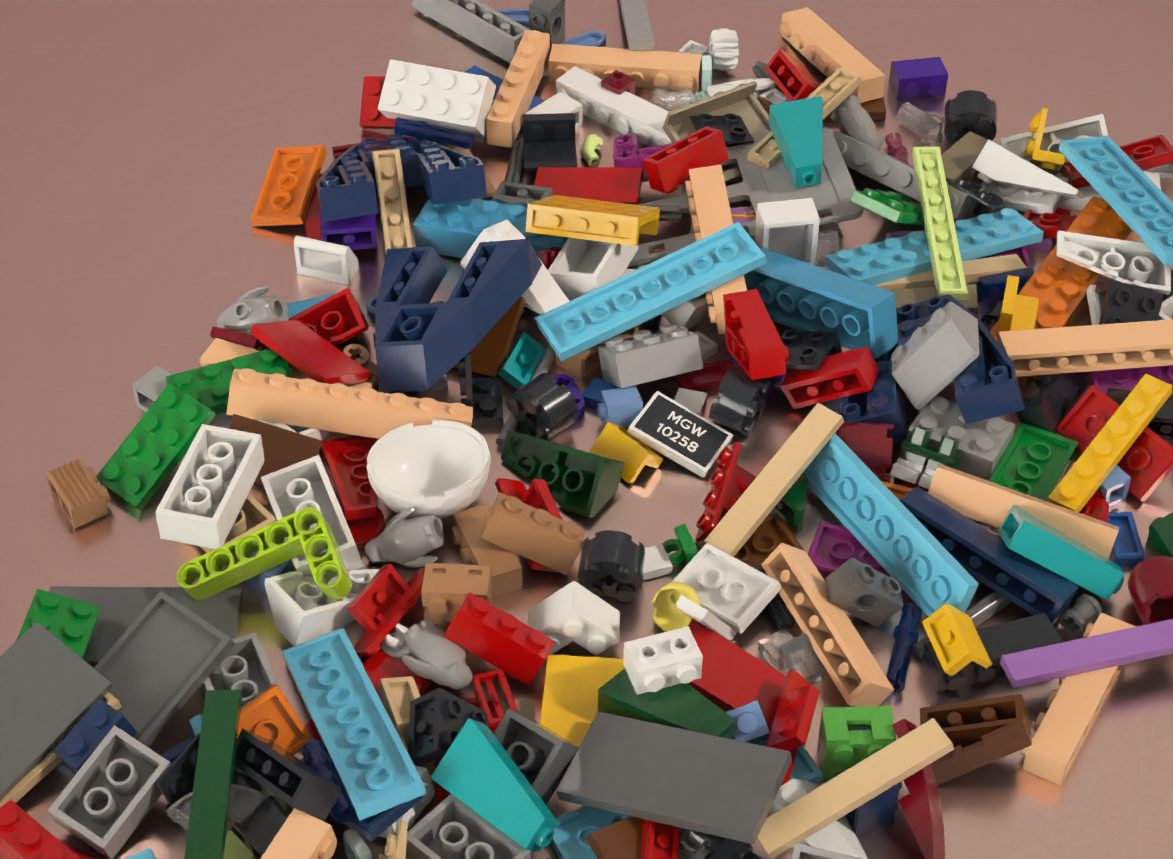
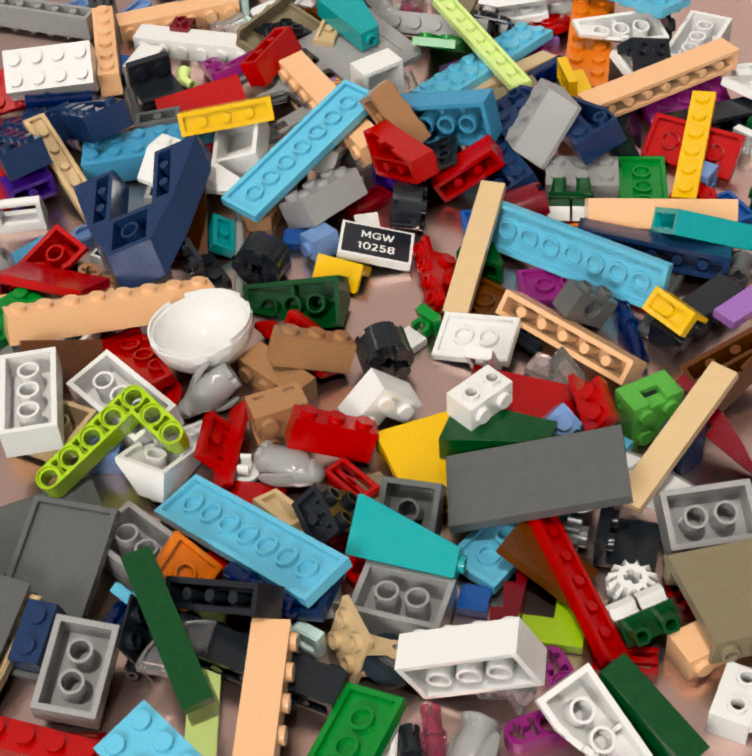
camera: 20 degrees left, 0 degrees up
(665, 610) = (449, 365): light yellow hair -> none
(766, 272) = (387, 104): none -> medium nougat brick

